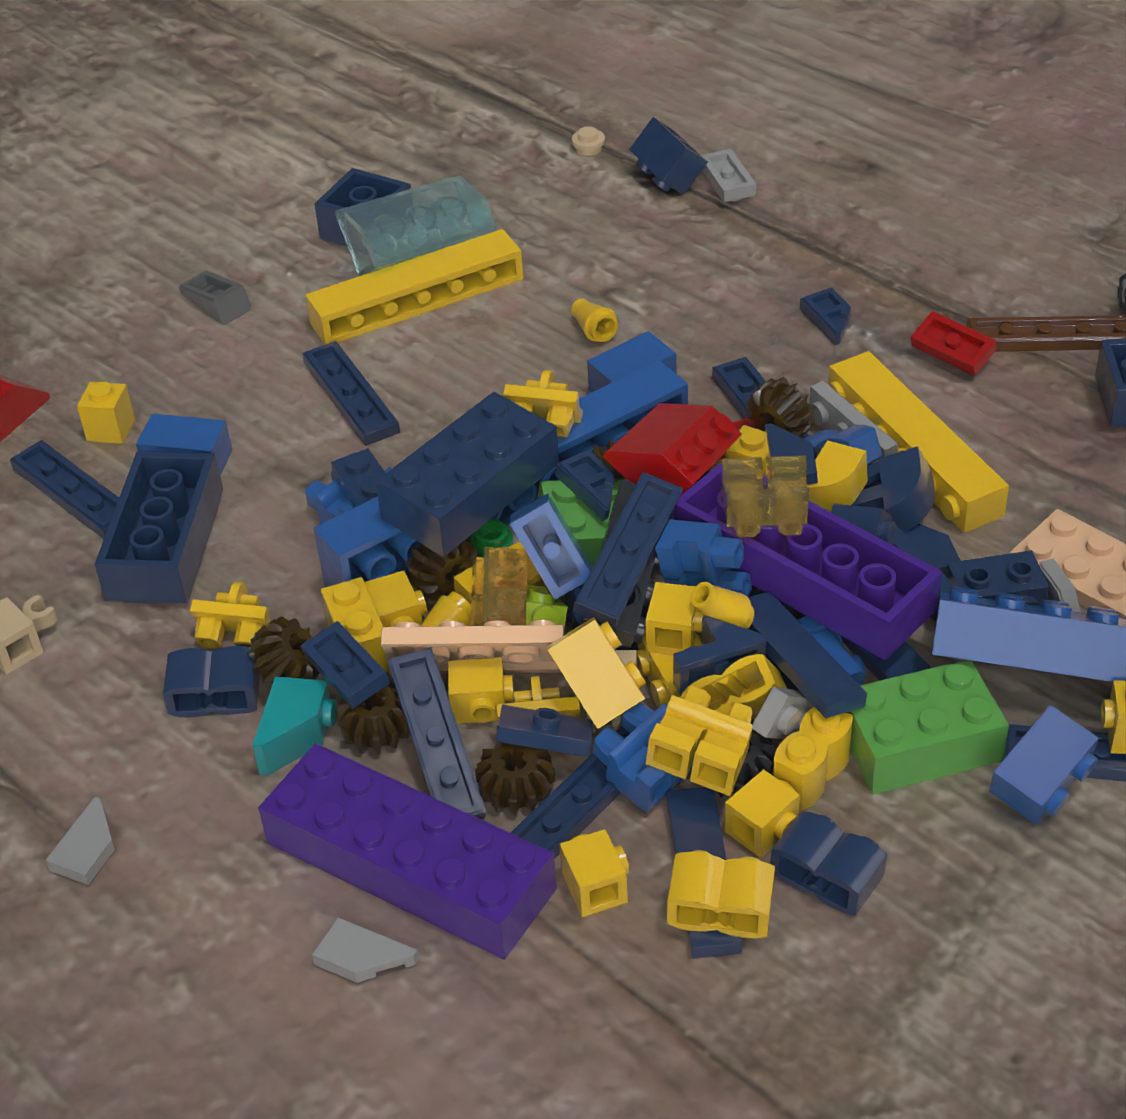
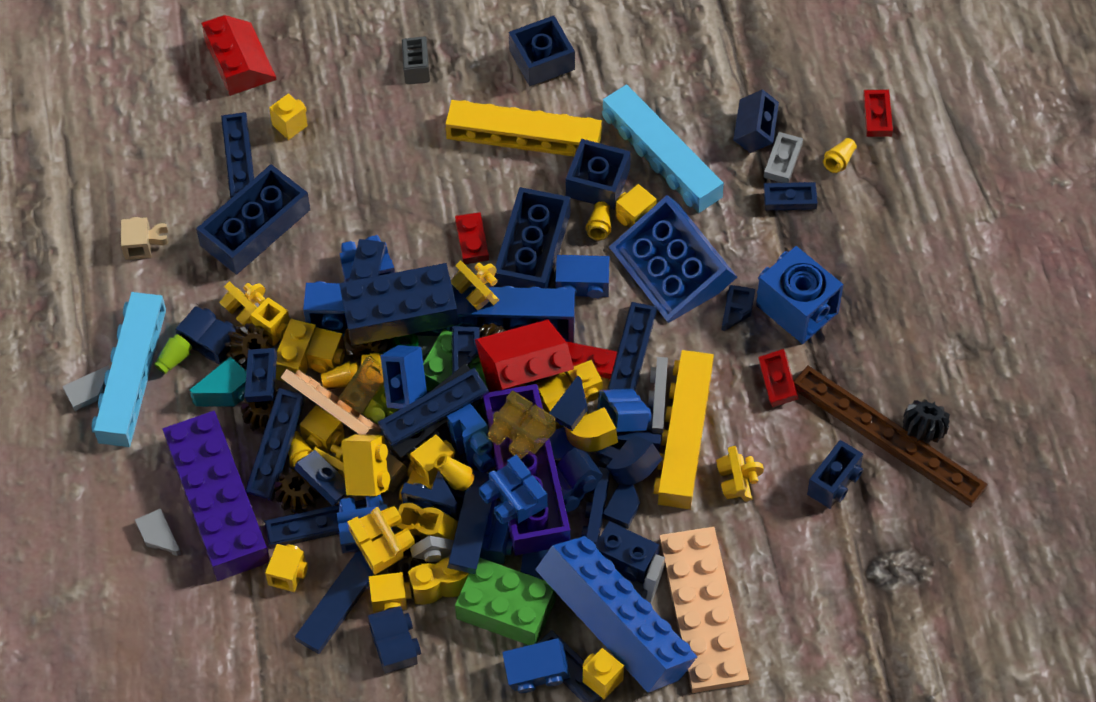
camera: 35 degrees right, 15 degrees up
(135, 784) = (129, 370): none -> medium azure brick
(181, 727) = (173, 353): none -> lime cone
(186, 435) = (309, 168): blue brick -> none
(294, 600) = (272, 318): none -> yellow brick
(351, 393) = (428, 184): dark blue tile -> none
(414, 223) = (552, 85): clear light blue slope -> none
(445, 403) = (472, 238): none -> red plate
(477, 733) = (298, 449): none -> yellow cone
(536, 339) = (532, 239): none -> dark blue brick
(548, 275) = (597, 173): none -> dark blue brick
(588, 141) = (731, 71): tan plate -> none
(596, 227) = (662, 149): none -> medium azure brick
(621, 285) = (634, 205): none -> yellow brick
(718, 303) = (672, 260): none -> blue slope
(720, 894) = (324, 620): yellow brick -> none
(772, 199) = (790, 196): none -> dark blue plate
(778, 100) = (877, 113): none -> red plate
(780, 405) = (618, 365): dark brown gear -> none
(782, 148) = (838, 157): none -> yellow cone
(824, 567) = (516, 489): none -> blue hips
(890, 256) = (799, 294): none -> blue brick
(1025, 440) = (735, 464): none -> yellow hips

